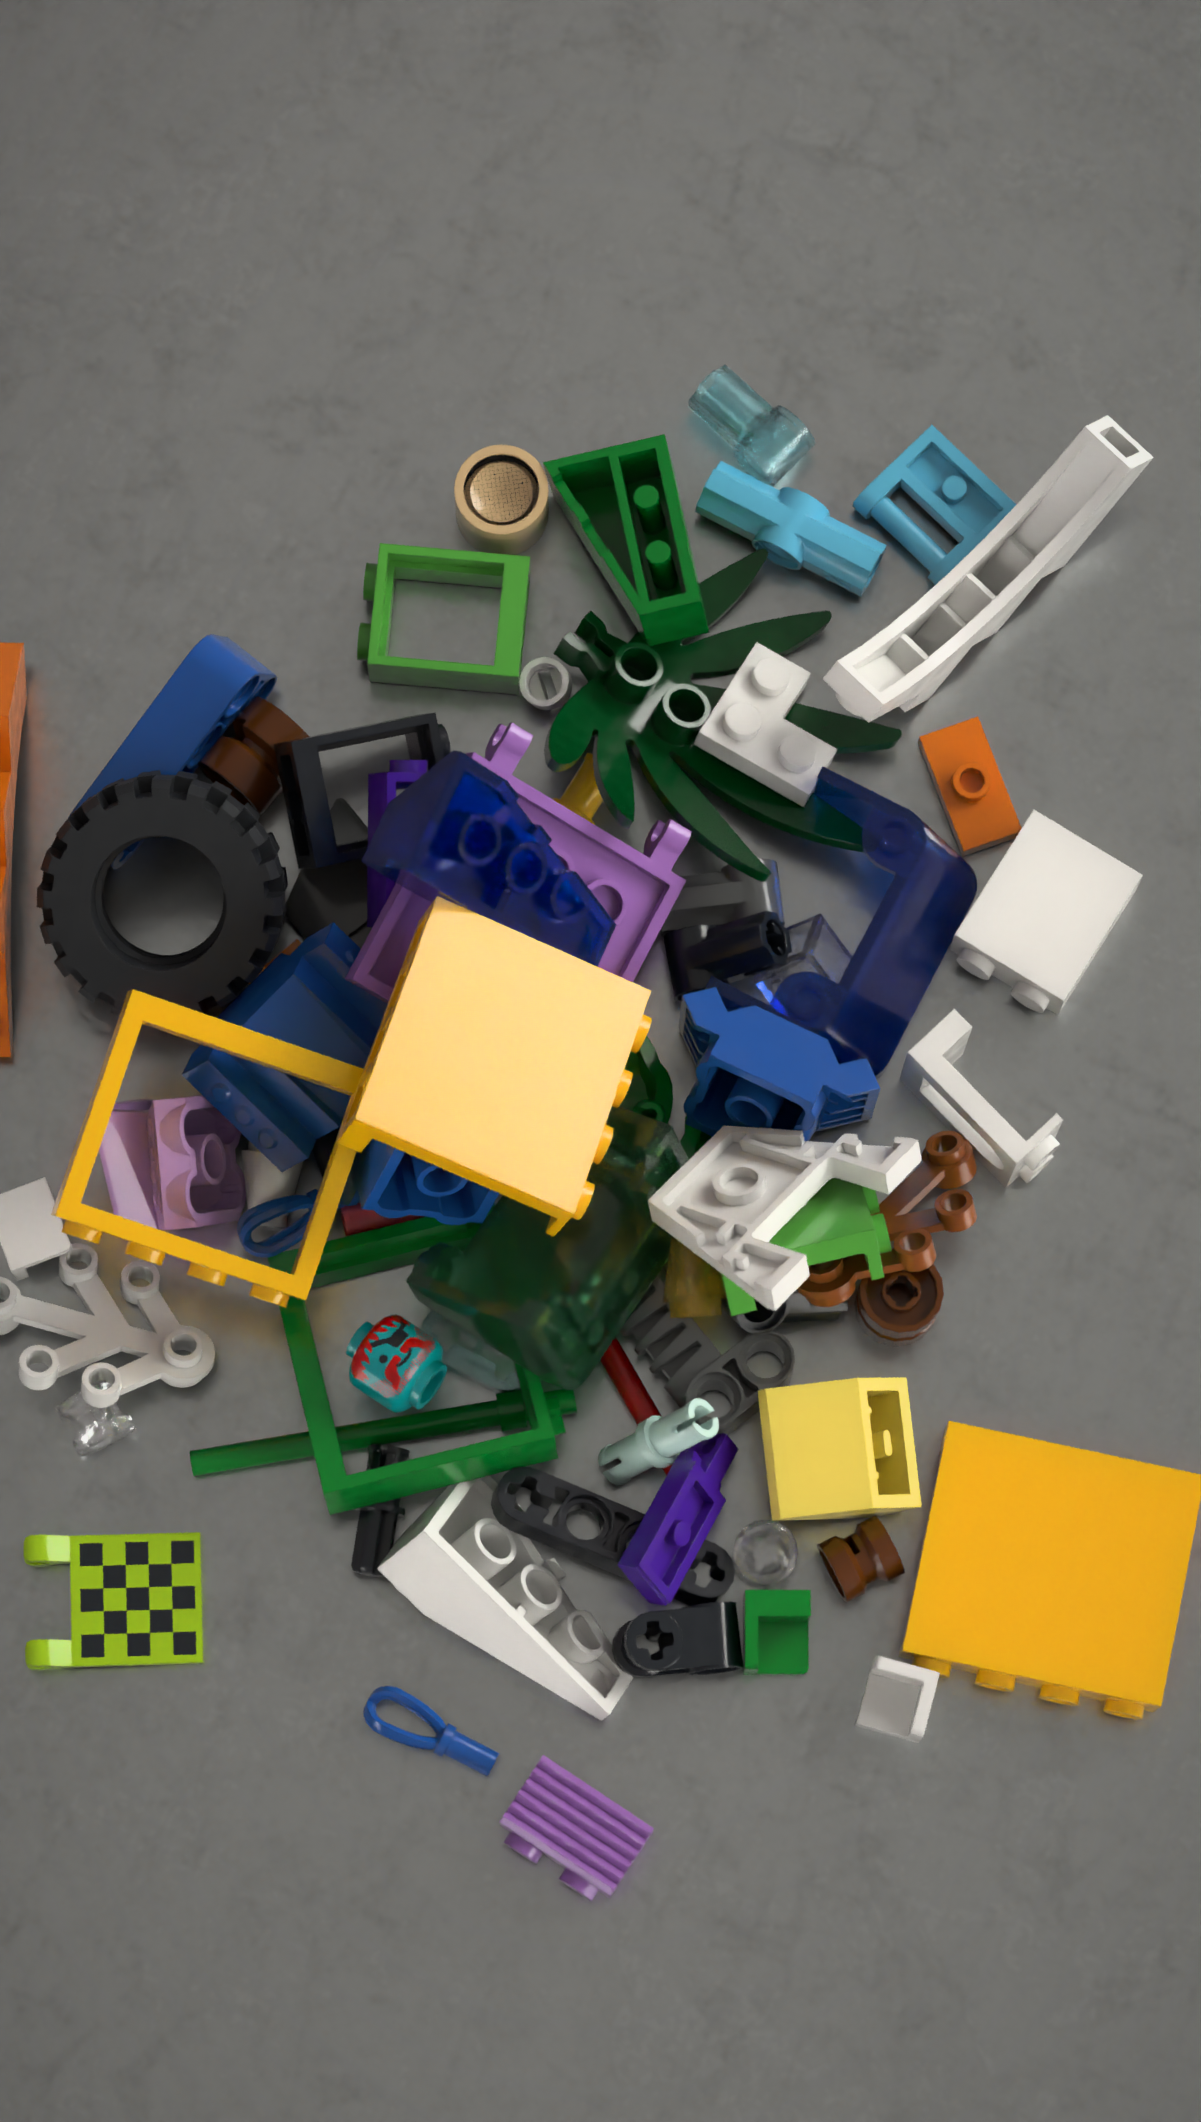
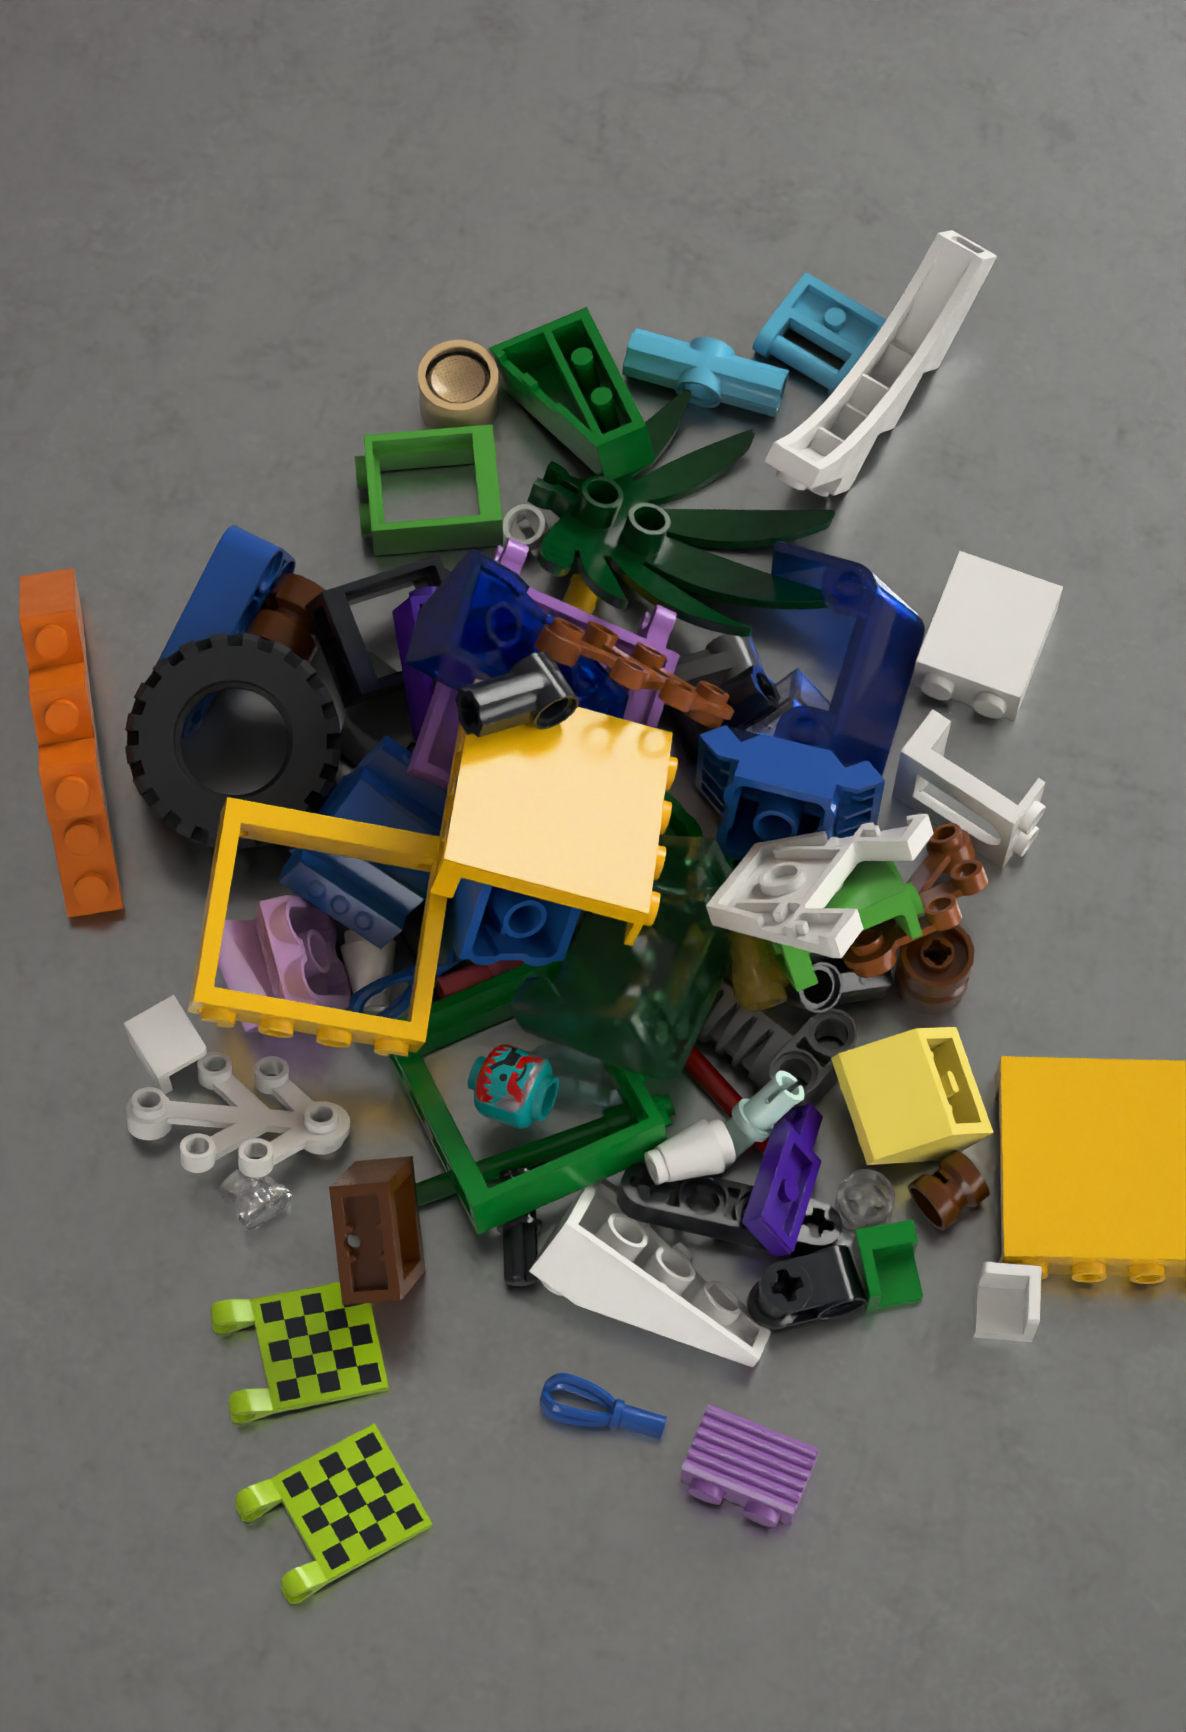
camera: 10 degrees left, 10 degrees down
(131, 1784) = (345, 1506): none -> lime flag
(225, 1483) = (380, 1207): none -> reddish brown window
(492, 929) = (528, 693): none -> black piece
(581, 1470) = (692, 1153): none -> white cone
(624, 909) = (638, 671): none -> dark orange plant
(752, 732) = (709, 532): white plate -> none
(762, 437) = (663, 304): clear light blue piece -> none
(969, 786) = (899, 549): orange plate -> none

